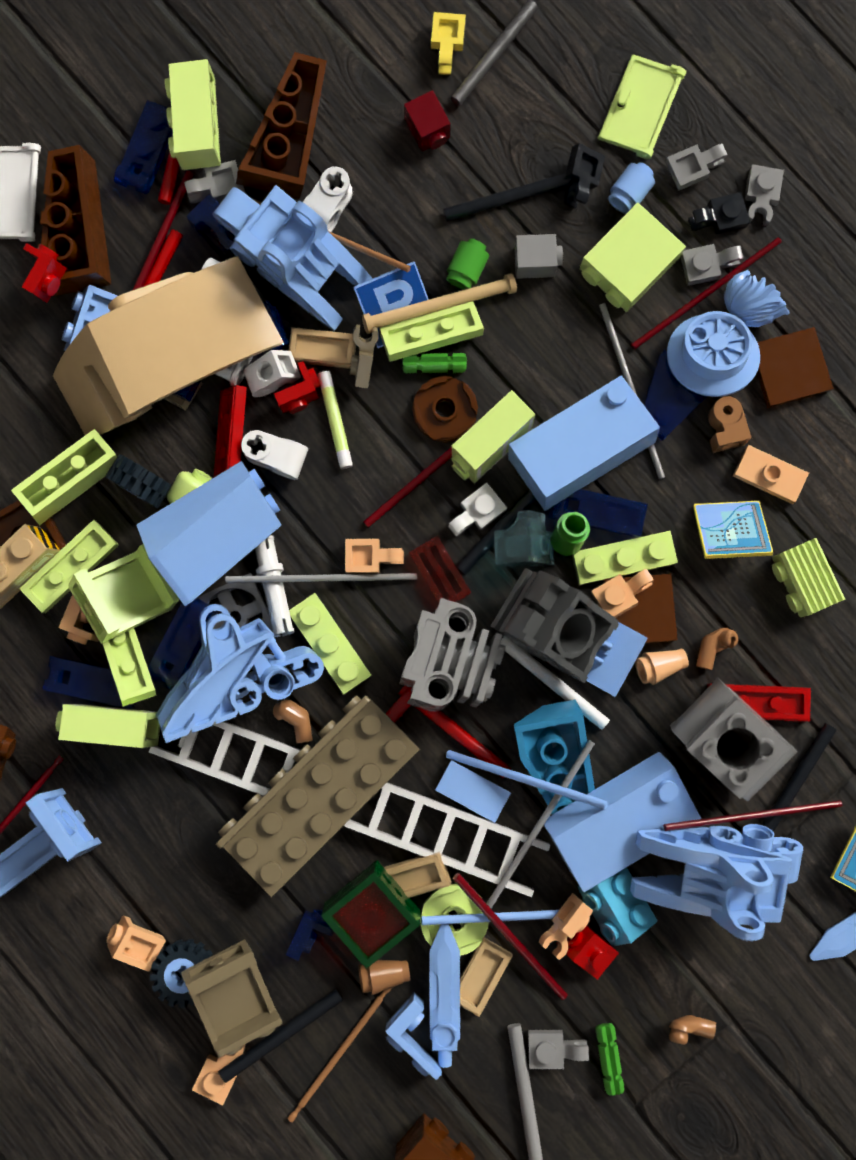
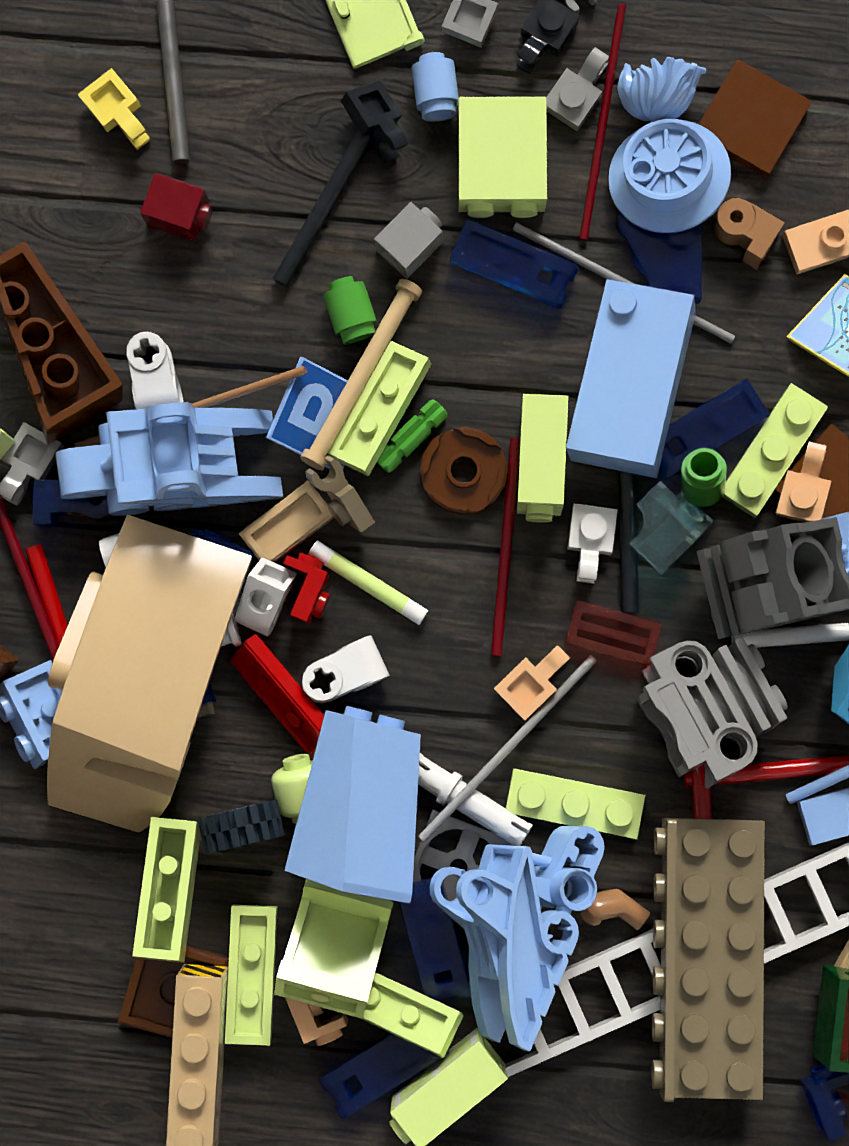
camera: 40 degrees left, 0 degrees up
(580, 322) = (513, 263): none -> clear blue plate

